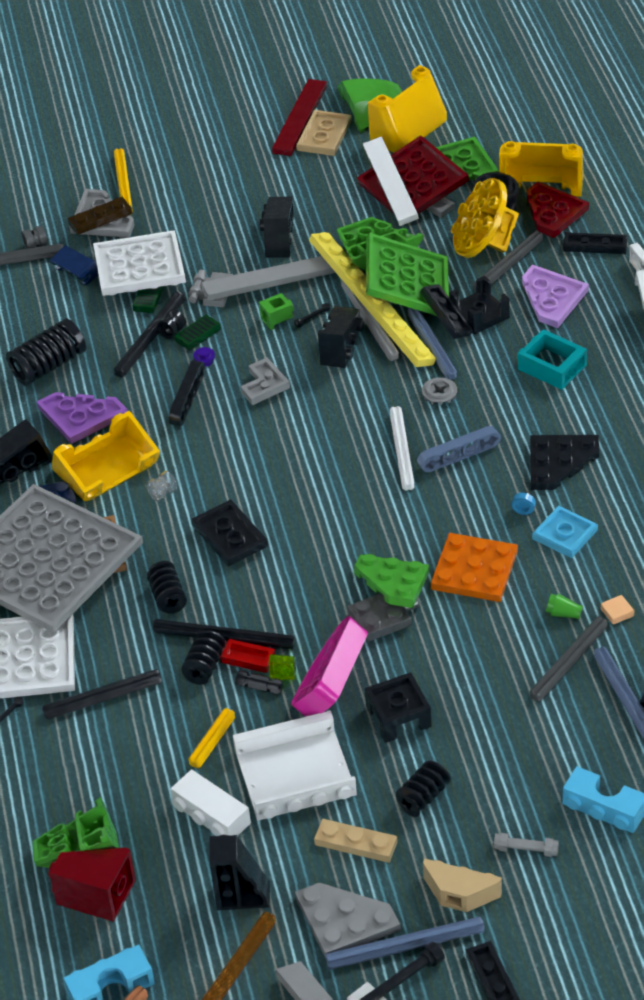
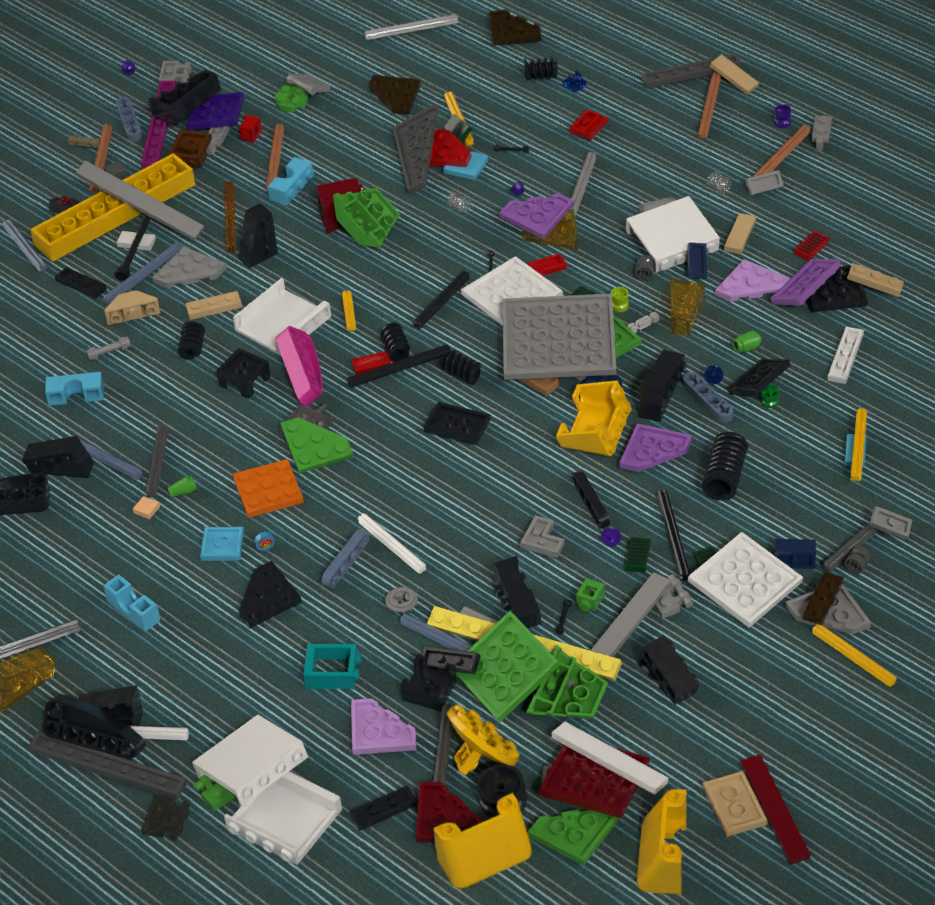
camera: 145 degrees right, 0 degrees up
(162, 485) = (536, 427): clear wheel -> none
(169, 326) = (660, 543): black wheel -> none
(210, 805) = (312, 274): white brick -> none
(259, 682) = (348, 352): black axle -> none
(282, 667) = (339, 361): clear neon green plate -> none
(361, 91) = (726, 861): bright green wedge -> none

